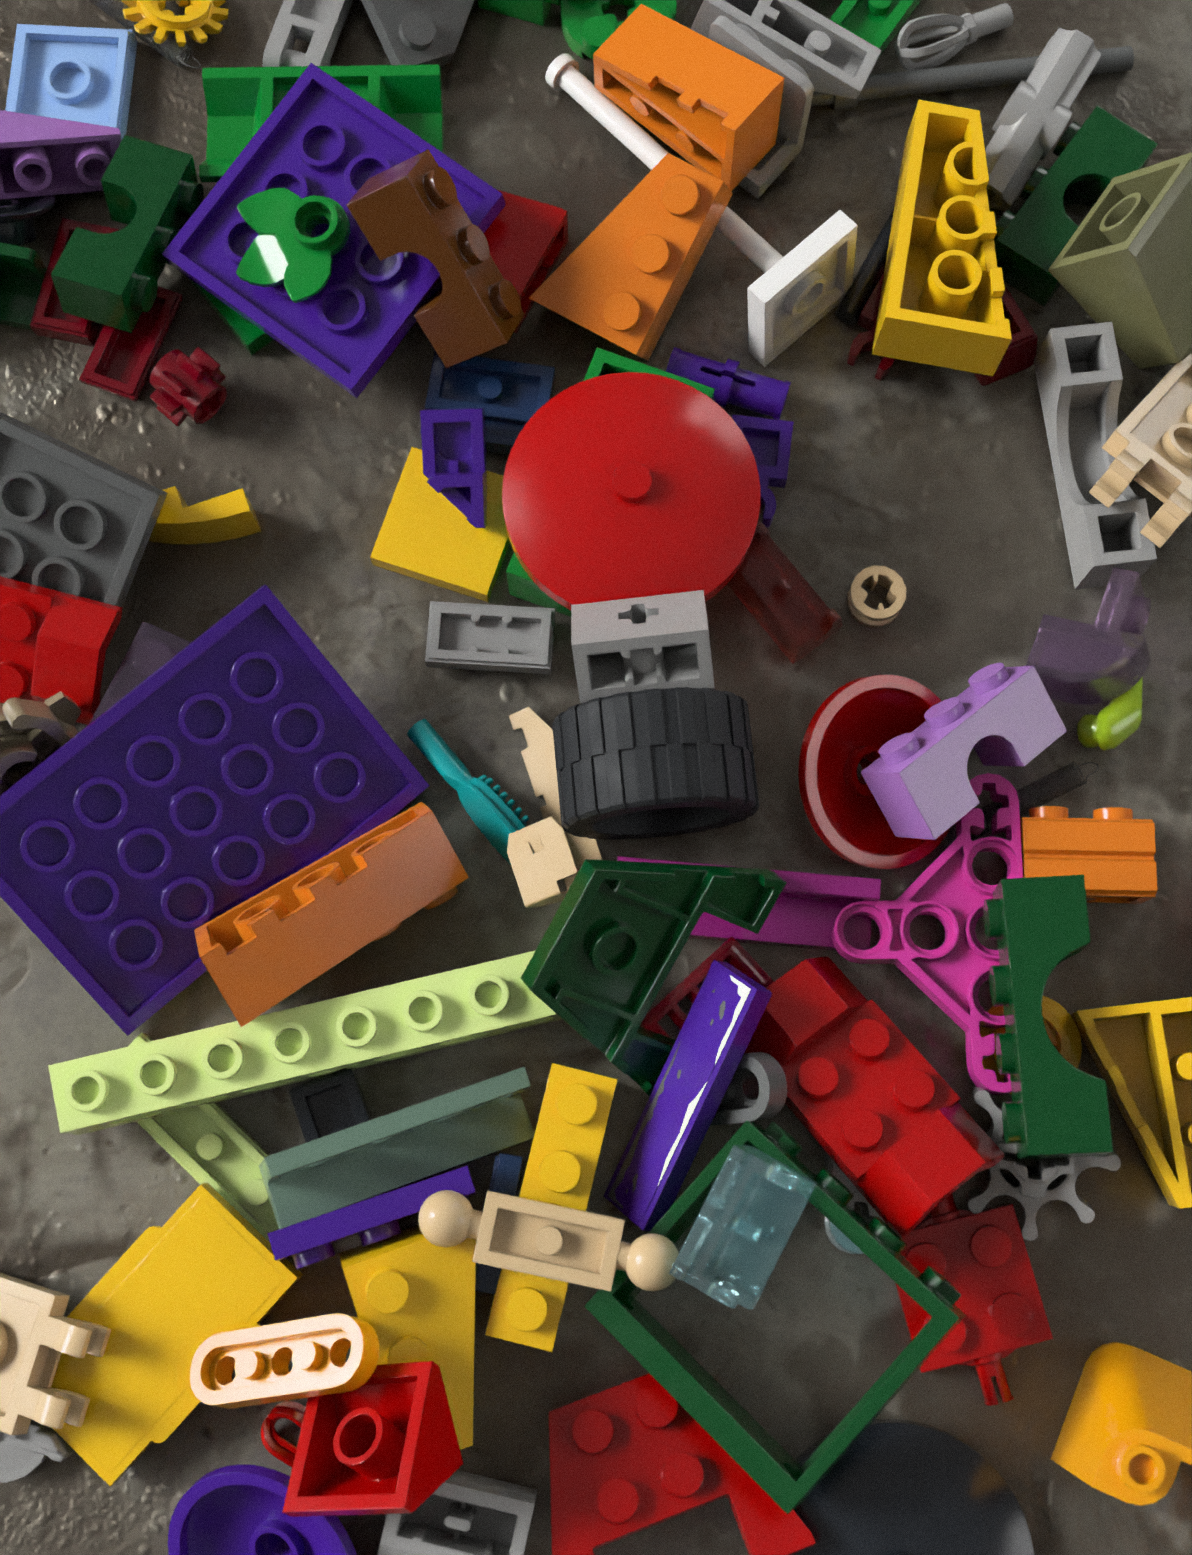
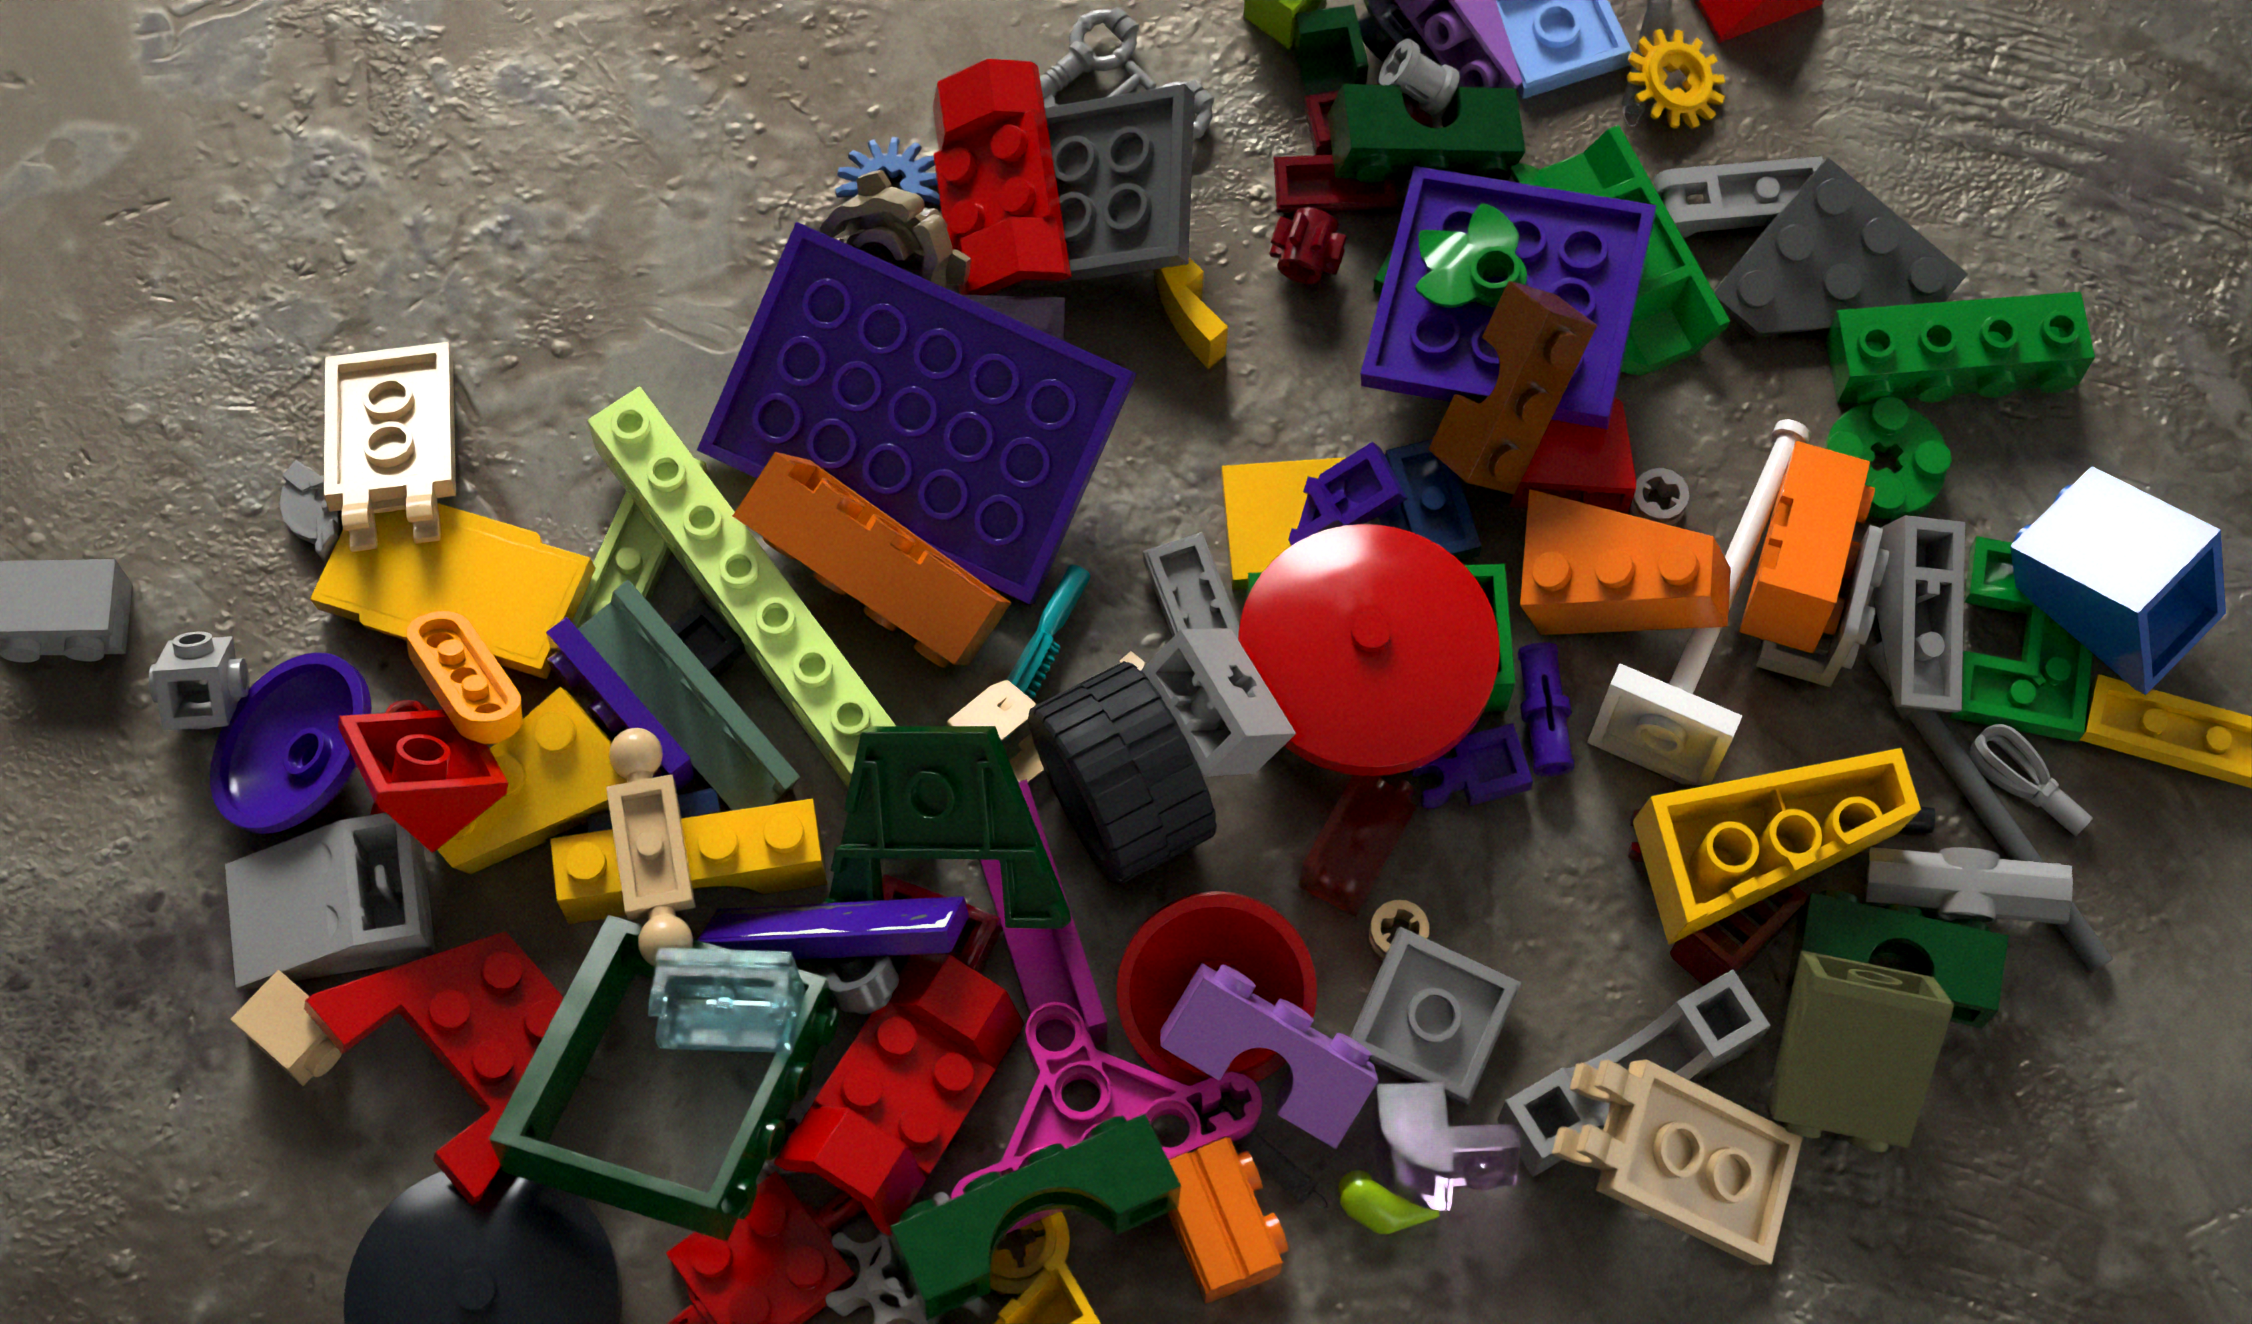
camera: 65 degrees right, 10 degrees down
(70, 210) = (1419, 77): none -> light grey bush
(579, 187) = (1667, 484): none -> light grey bush
(968, 599) = (1434, 1014): none -> light grey tile

